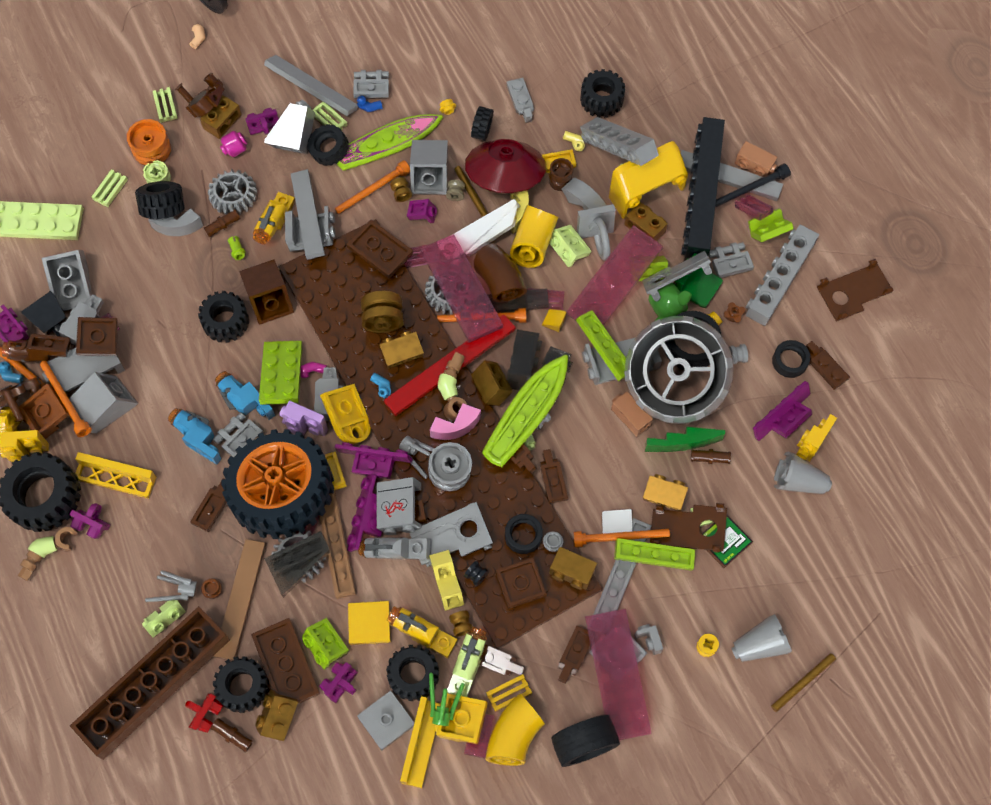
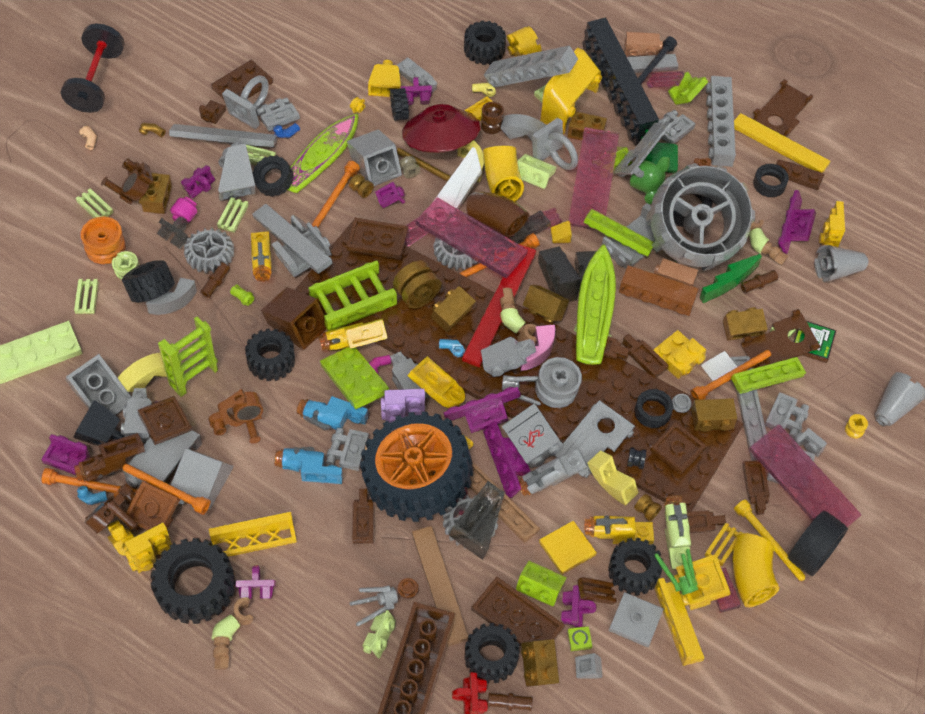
camera: 30 degrees left, 10 degrees down
(107, 282) = (142, 371): none -> light yellow brick
(132, 298) = (172, 357): none -> lime fence
(165, 357) = (246, 409): none -> dark orange piece
(216, 158) = (177, 229): none -> clear smoke hips
(251, 48) = (145, 127): none -> pearl gold arm
(272, 164) = (232, 202): none -> yellowish green tile
(302, 333) = (353, 335): none -> yellow plate
(316, 57) = (212, 111): none -> reddish brown bracket
(319, 740) = (588, 666): none -> light grey slope
(320, 311) = (355, 311): none -> lime fence
(324, 200) = (298, 224): none -> light grey slope
(326, 711) = (579, 638): none -> lime tile
(340, 65) = (241, 107): none -> light grey tile
(359, 39) = (238, 79): none -> reddish brown plate
(378, 683) = (595, 587): none -> reddish brown tile
(417, 419) = (506, 355): none -> light grey hinge
(487, 91) = (383, 79): none -> yellow torso
(514, 120) = (423, 92): none -> magenta hips
(548, 671) = (743, 509): none -> yellow piece
(587, 491) = (680, 353): none -> yellow plate
(605, 420) = (658, 290): none -> dark orange brick
(636, 112) = (523, 42): none -> yellow brick
(645, 595) = (781, 412): none -> light grey plate
(737, 419) = (761, 243): none -> piece
(828, 325) = (780, 143): none -> yellow tile

